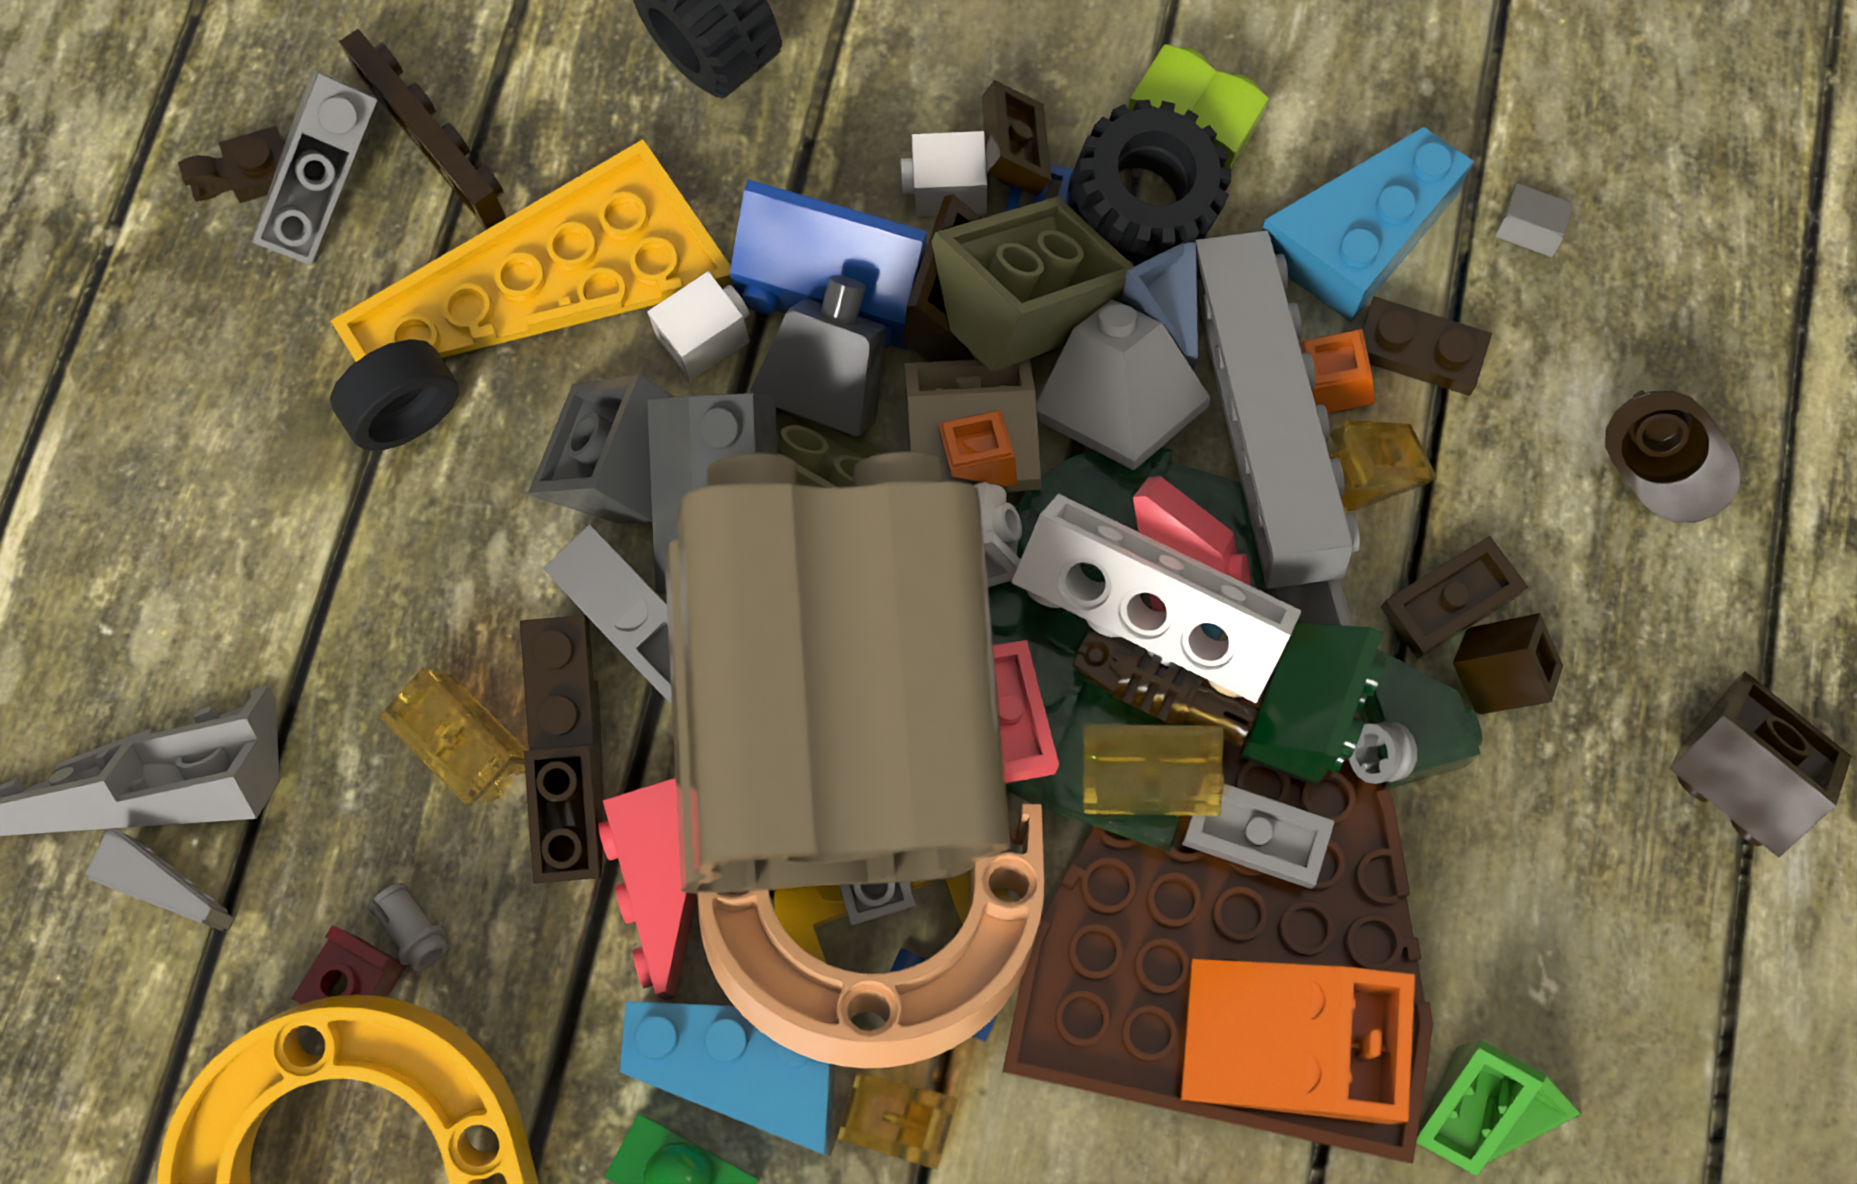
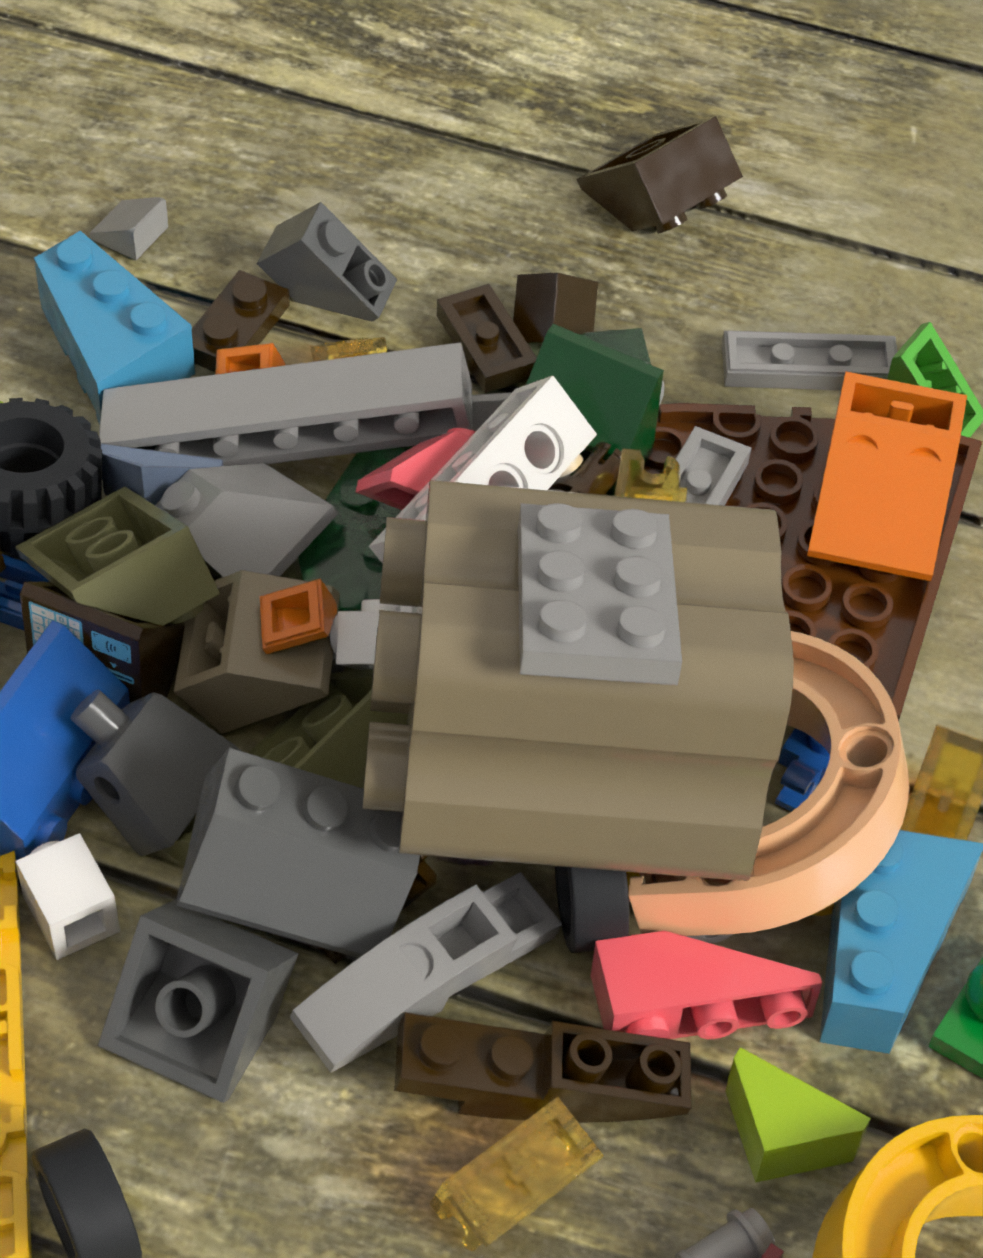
camera: 90 degrees left, 20 degrees down
(529, 973) = (787, 1122): none -> lime slope
(793, 648) = (597, 595): none -> light grey plate
(1513, 419) = (326, 265): none -> dark grey slope
(1515, 960) = (802, 358): none -> light grey tile
(1673, 456) = (384, 172): dark brown piece -> none

